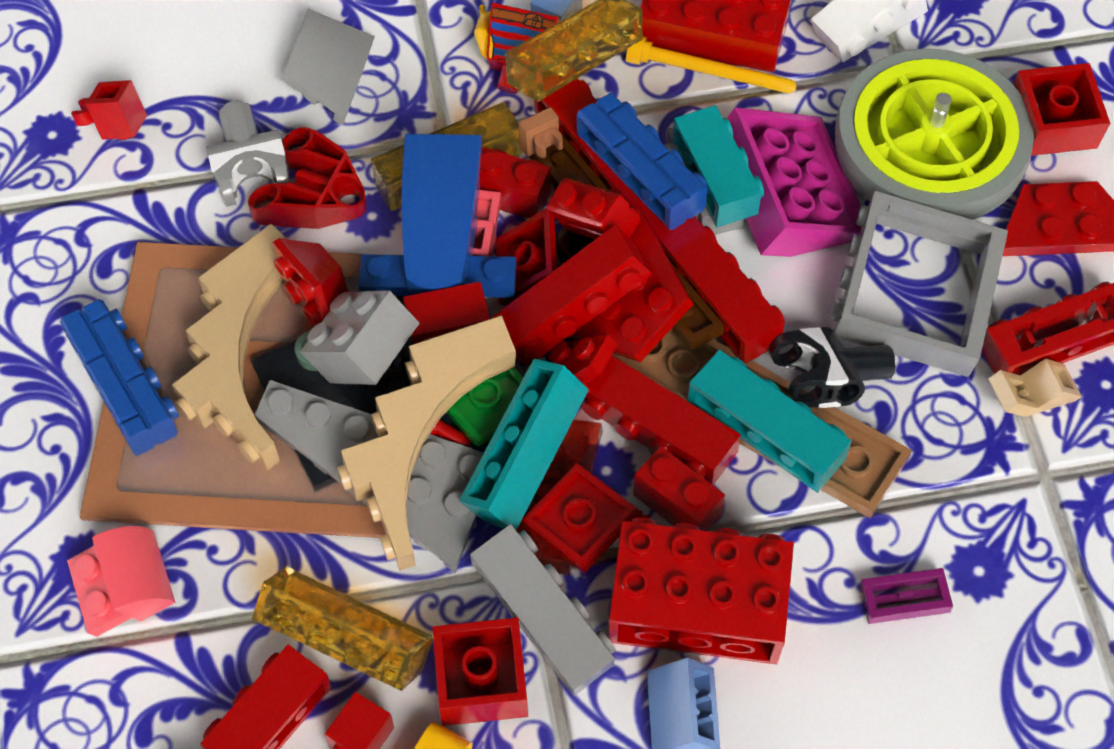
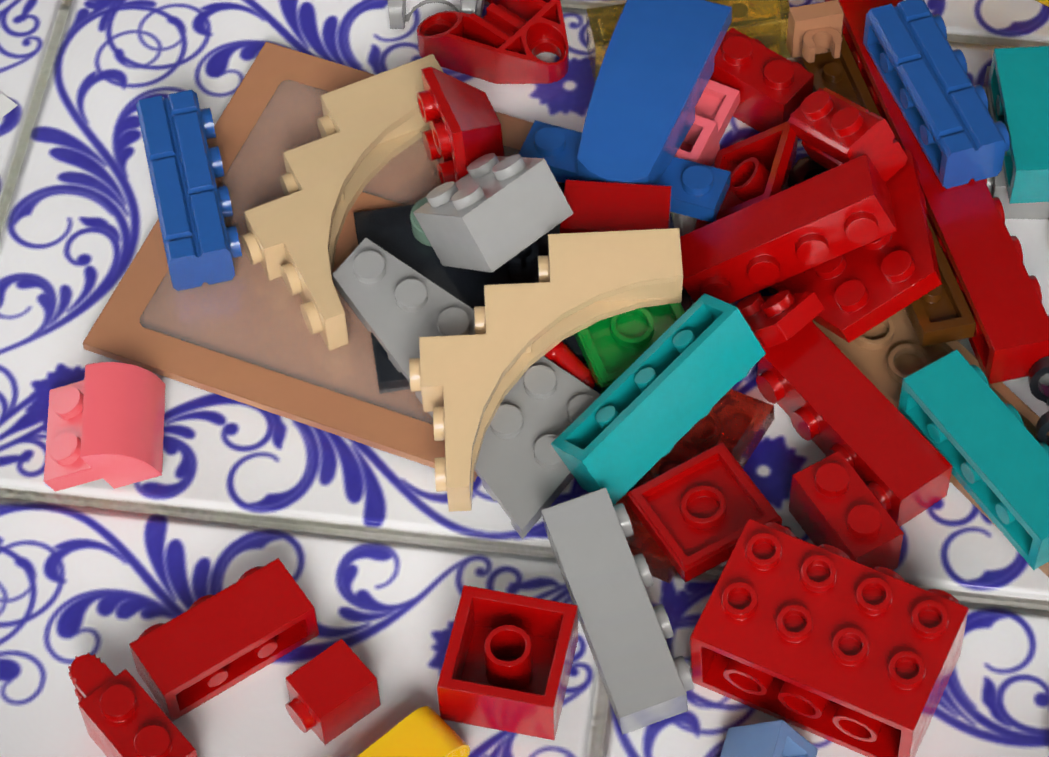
camera: 20 degrees right, 5 degrees down
(343, 628) = (355, 561): clear yellow brick -> none

